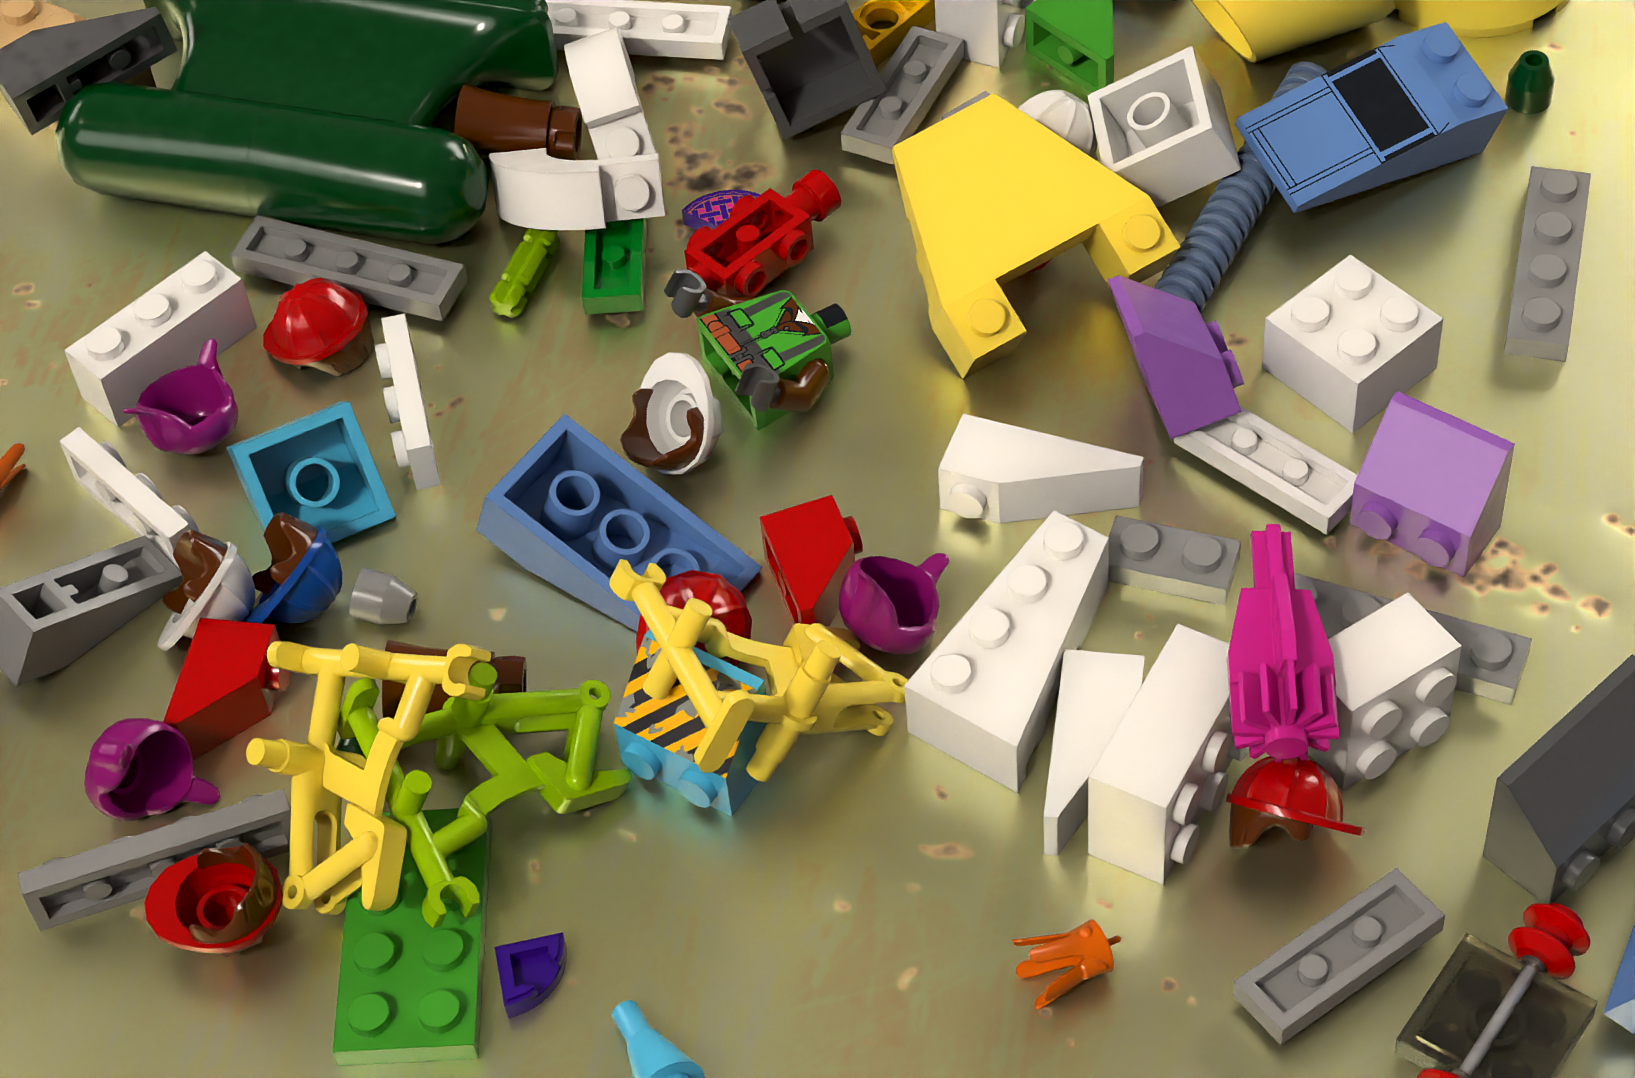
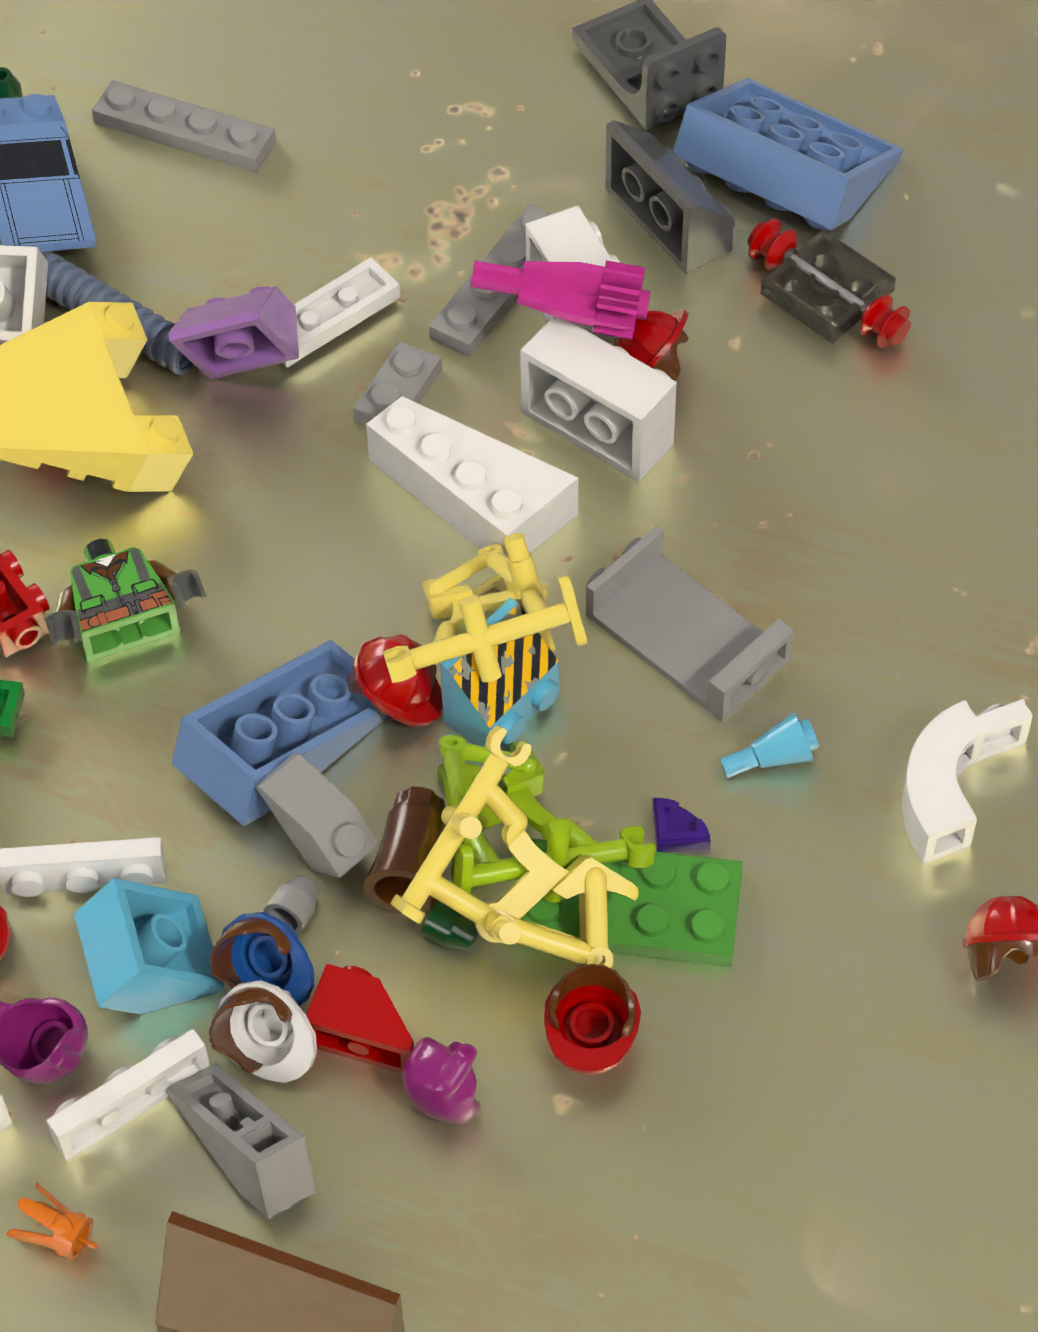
camera: 85 degrees left, 5 degrees up
(127, 866) = (532, 1093): light grey plate -> none
(466, 578) = (317, 817): none -> light grey slope
(673, 417) = (178, 664): white piece -> none
(809, 557) = (354, 599): red slope -> none
(841, 935) = (684, 628): none -> light grey panel
(892, 602) = (404, 552): magenta hair -> none
(1025, 474) = (294, 462): white slope -> none
(1082, 948) = (734, 485): orange piece -> none
(1090, 705) = (567, 446): white slope -> none
(1338, 955) = (760, 353): light grey plate -> none
(1351, 343) = (238, 238): white brick -> none
(1432, 484) = (398, 214): medium lavender slope -> none

